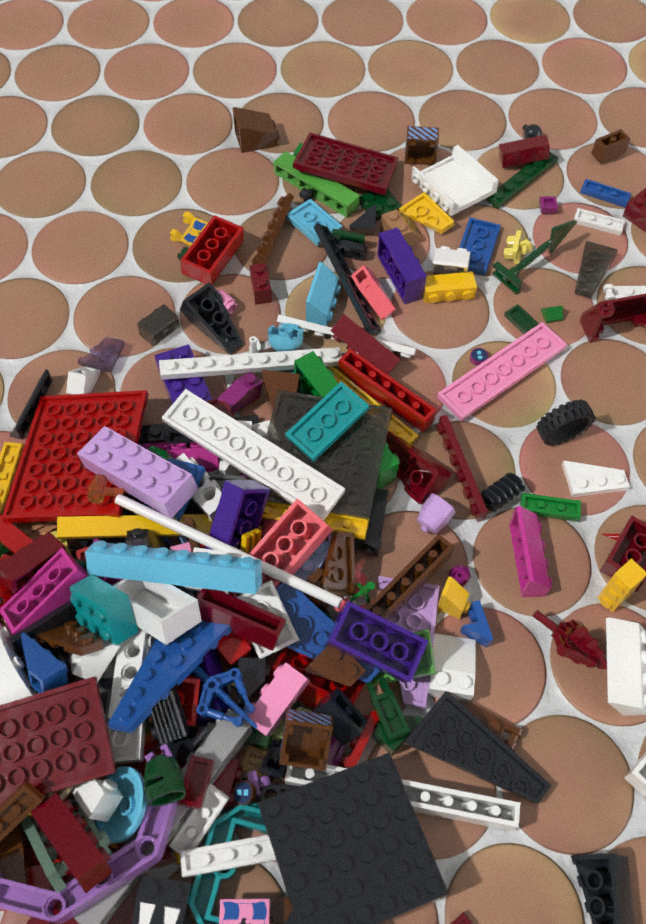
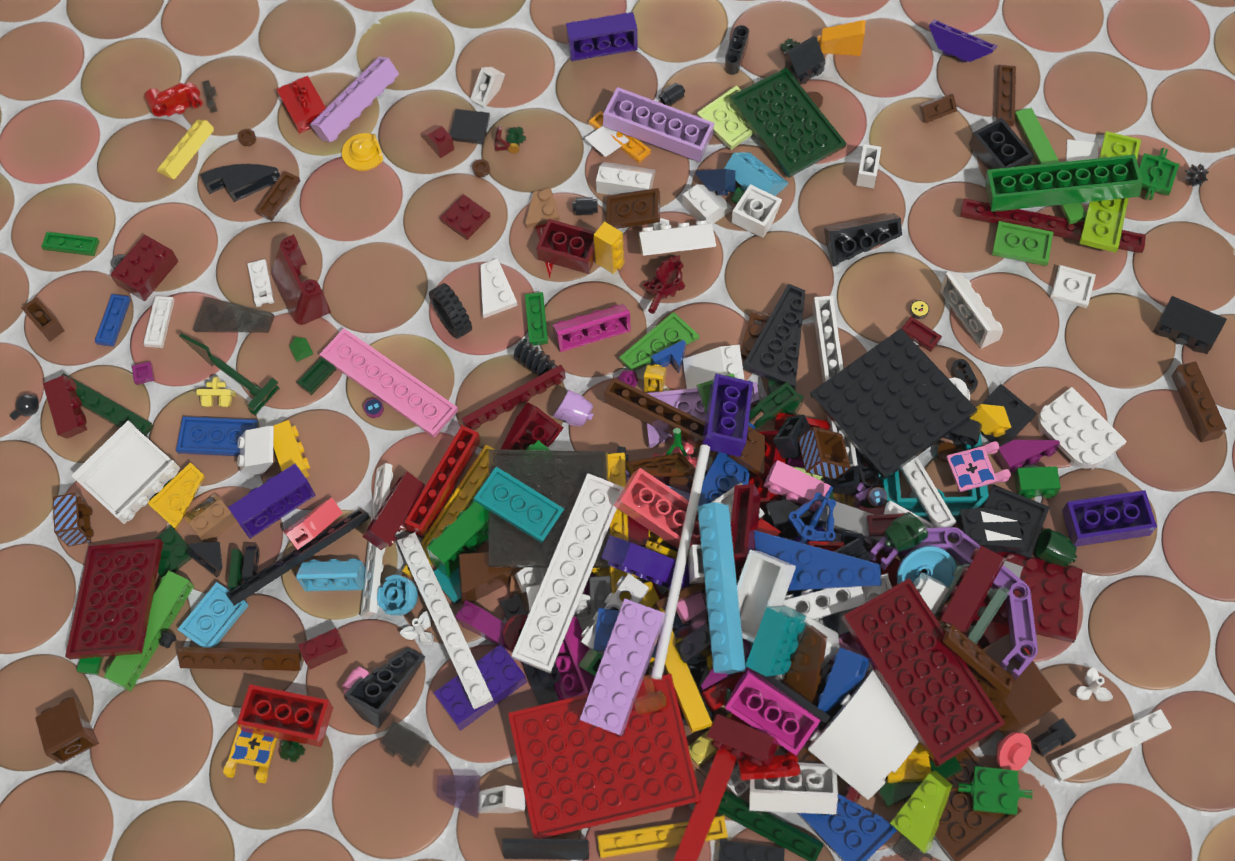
camera: 100 degrees left, 5 degrees up
(506, 628) = (664, 335): none -> bright green wing

